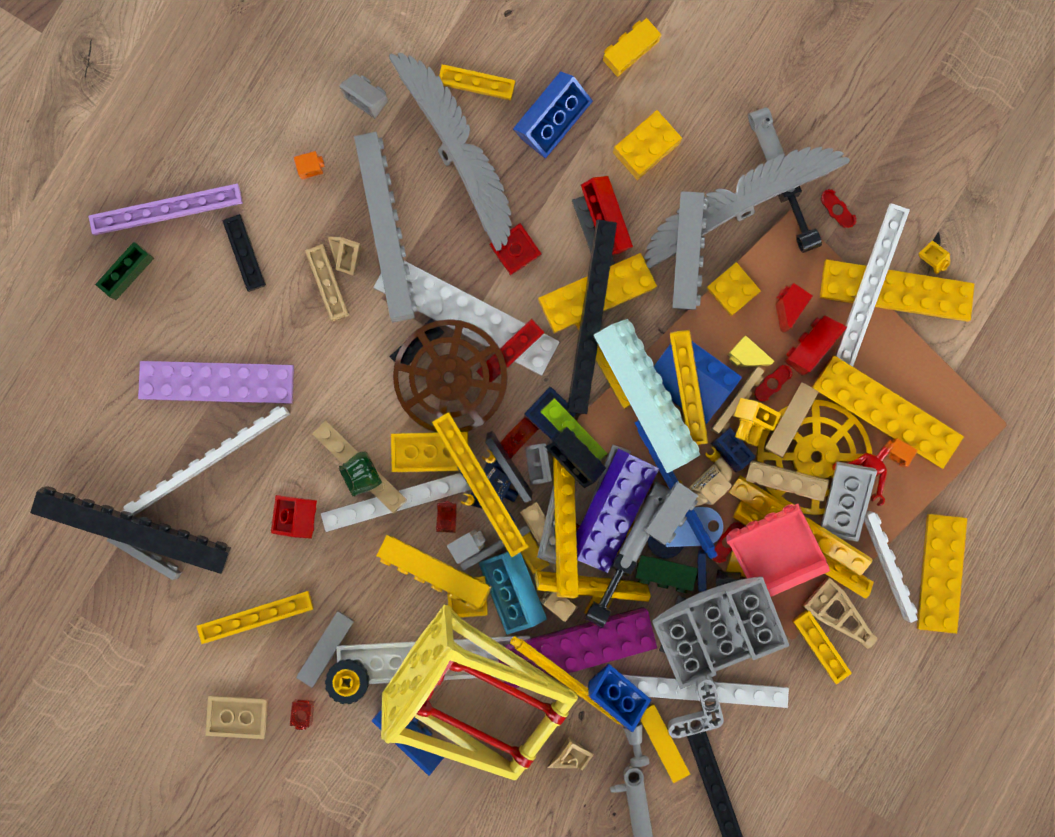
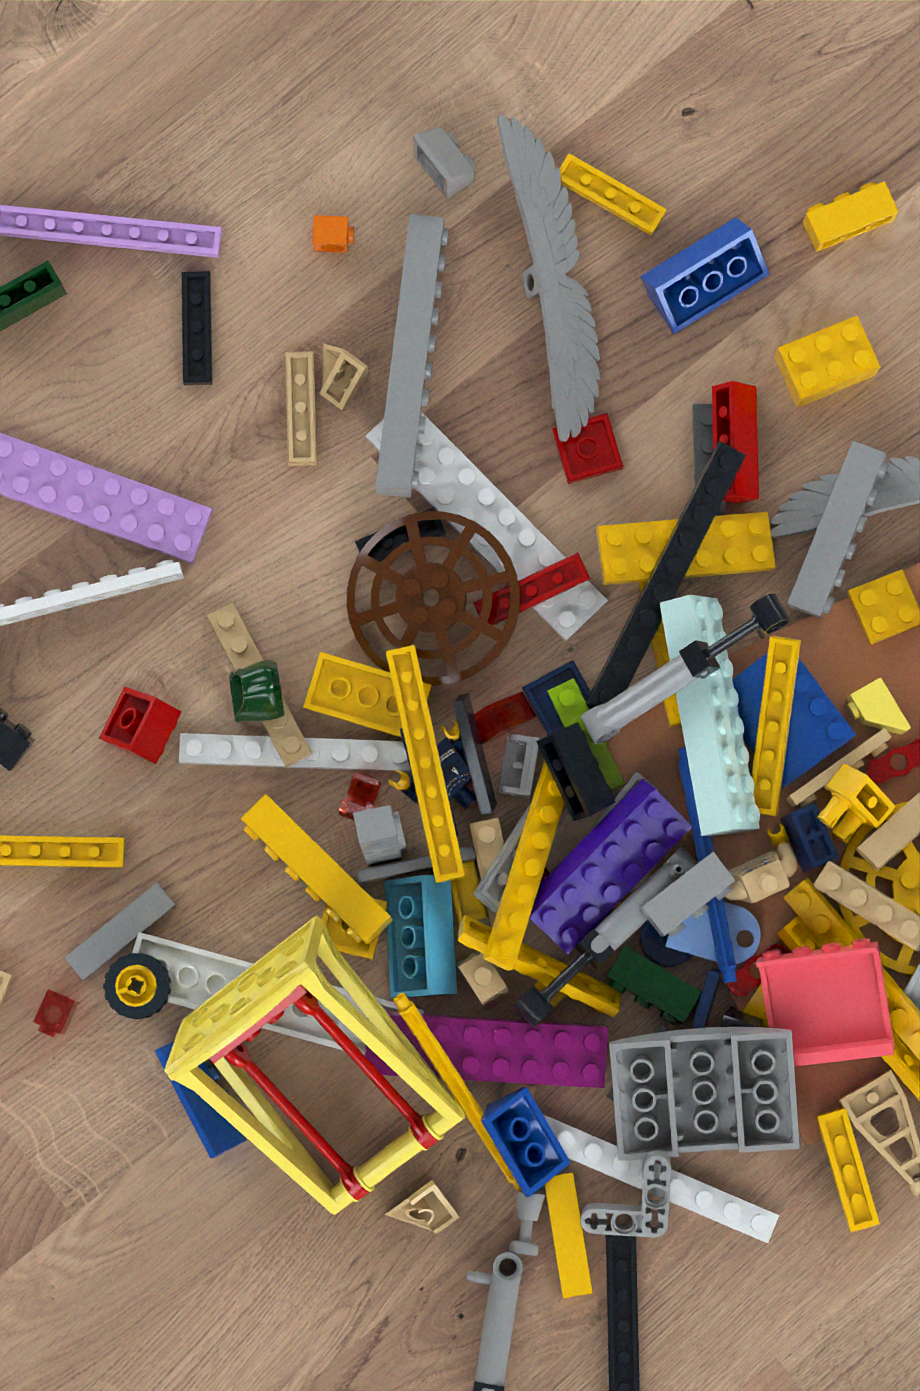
camera: 20 degrees right, 5 degrees down
(626, 369) = (694, 662): none -> piece

